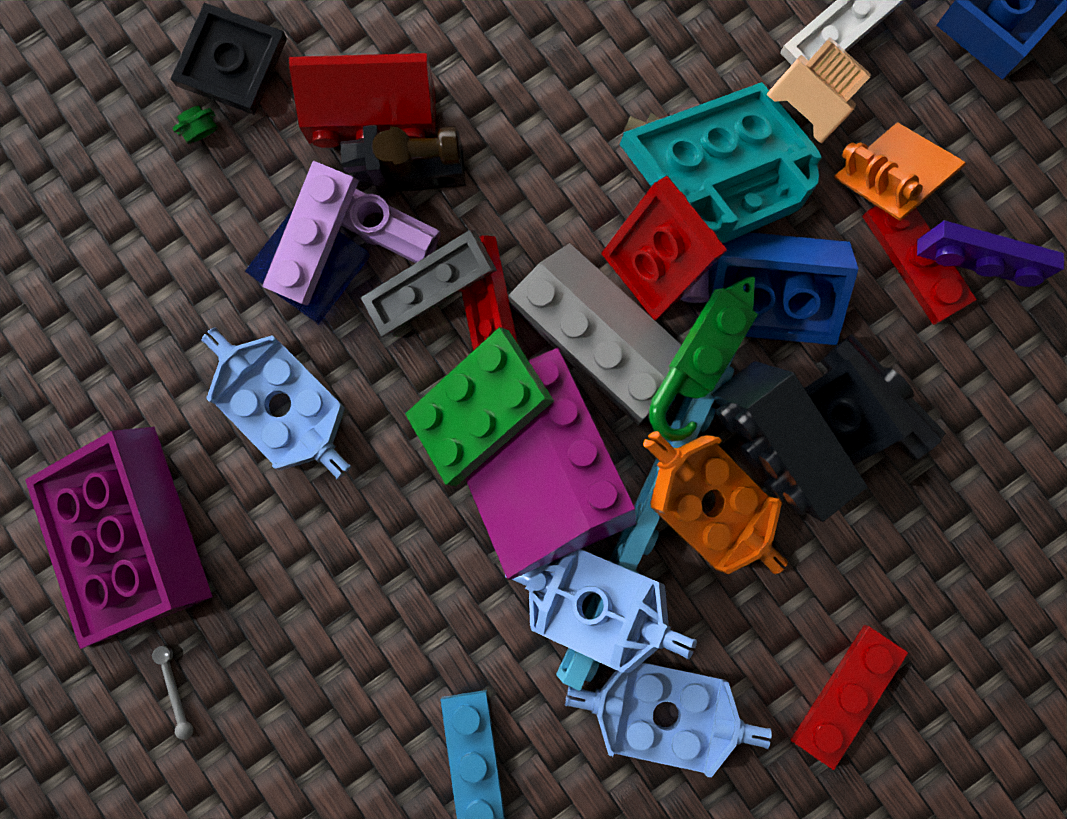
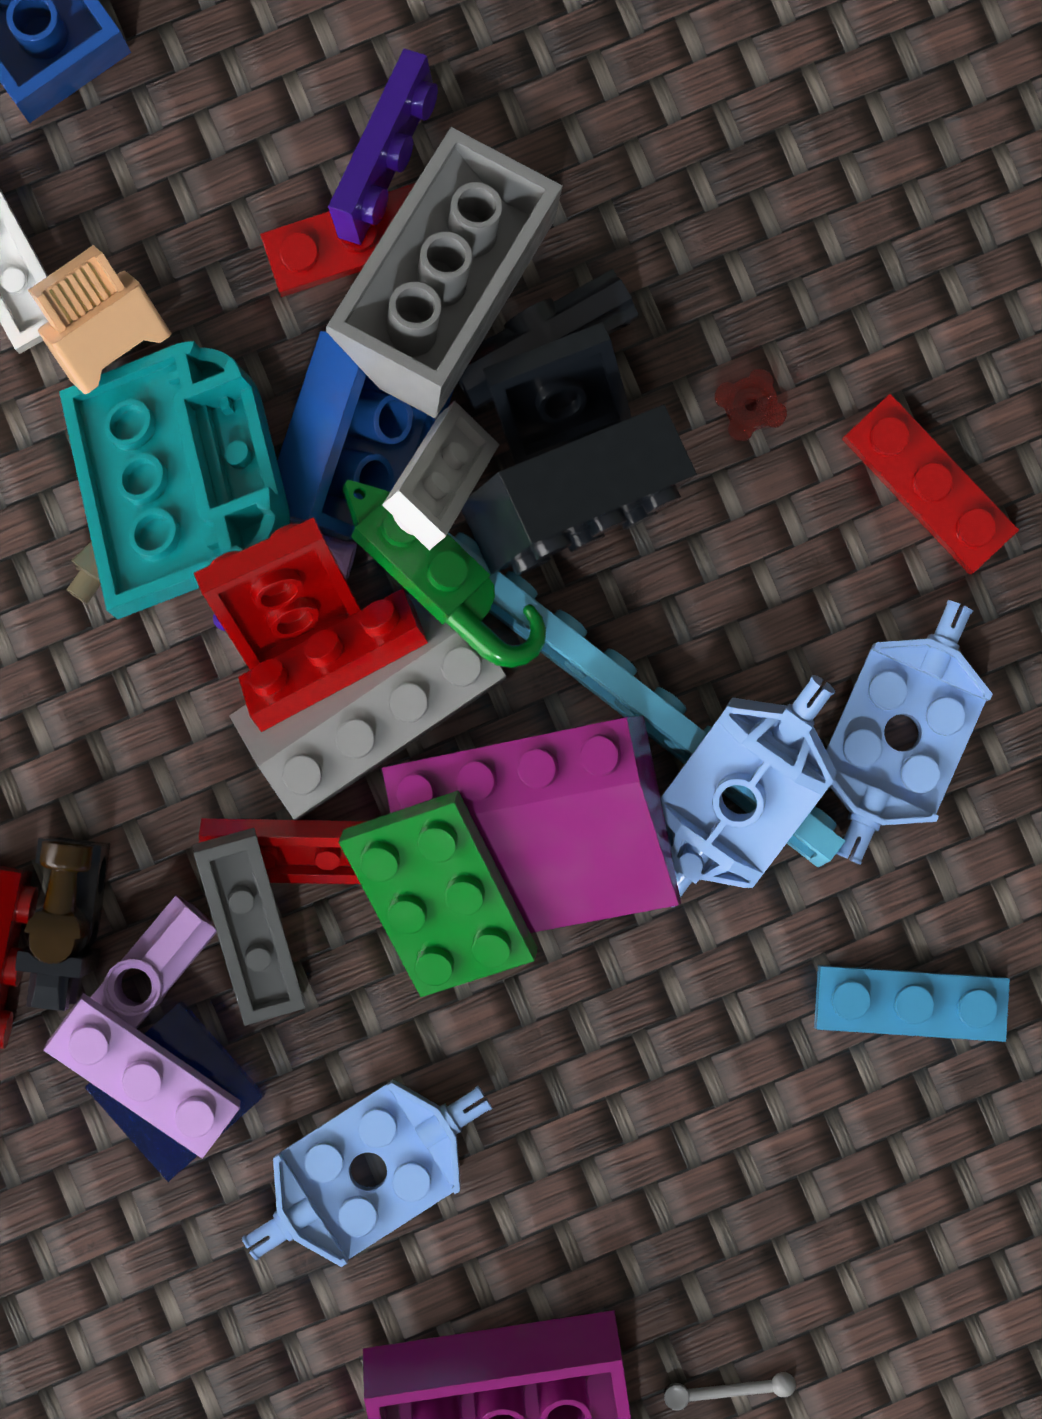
camera: 80 degrees left, 5 degrees up
(625, 300) = (332, 660): none -> red plate
(743, 515) = (667, 571): orange plate -> none
(772, 339) = (440, 476): none -> white plate
(886, 553) = (757, 388): none -> clear red plate
(897, 170) = (232, 237): orange hinge -> none
(918, 313) = (444, 270): none -> light grey slope

